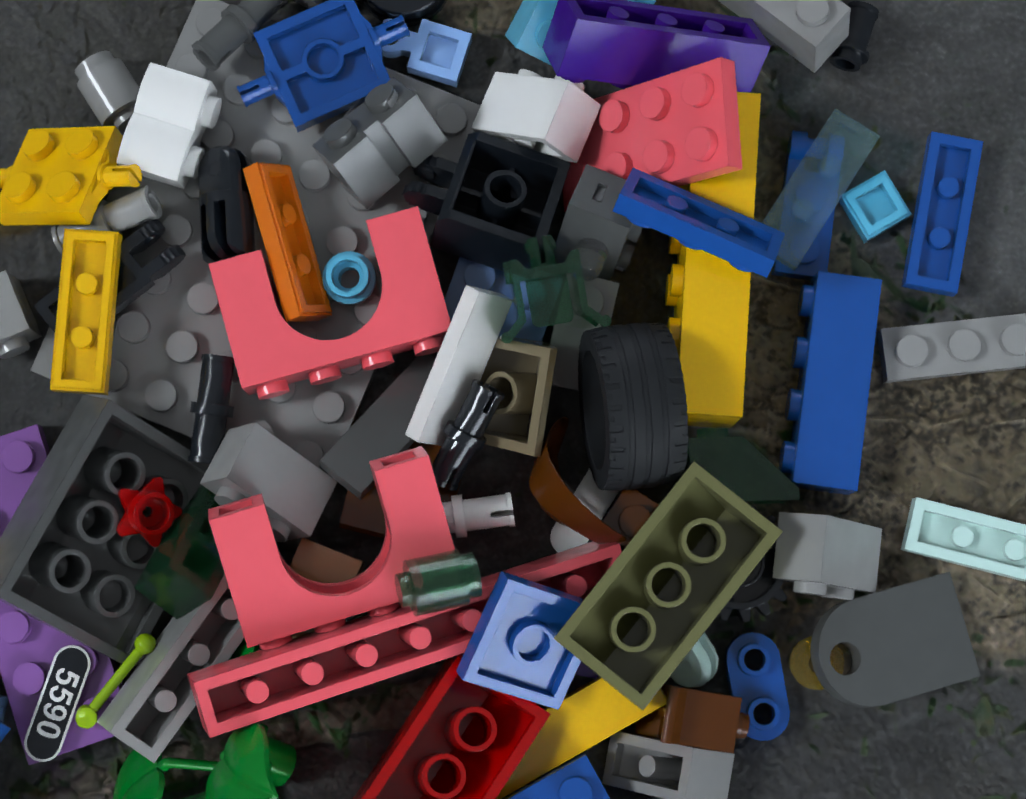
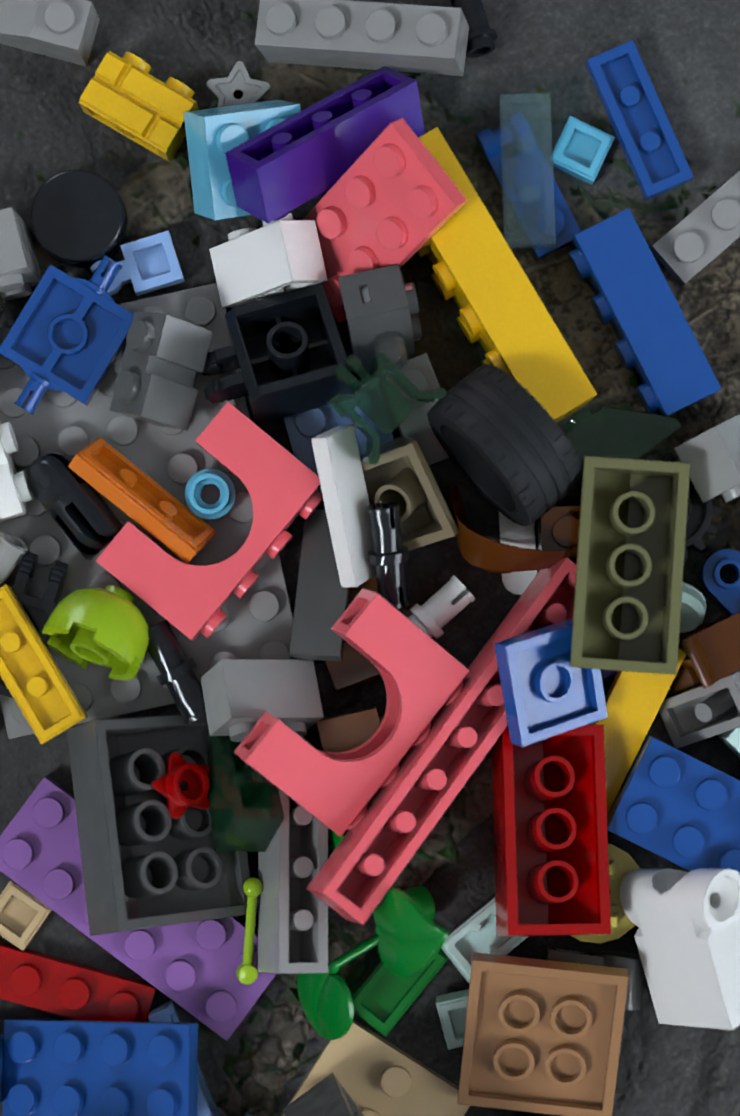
camera: 30 degrees left, 5 degrees up
(57, 703) = (216, 979): black sticker -> none
(171, 326) = (100, 629): none -> lime cylinder
(438, 582) = (452, 685): brick -> none
(699, 223) = (461, 265): blue plate -> none

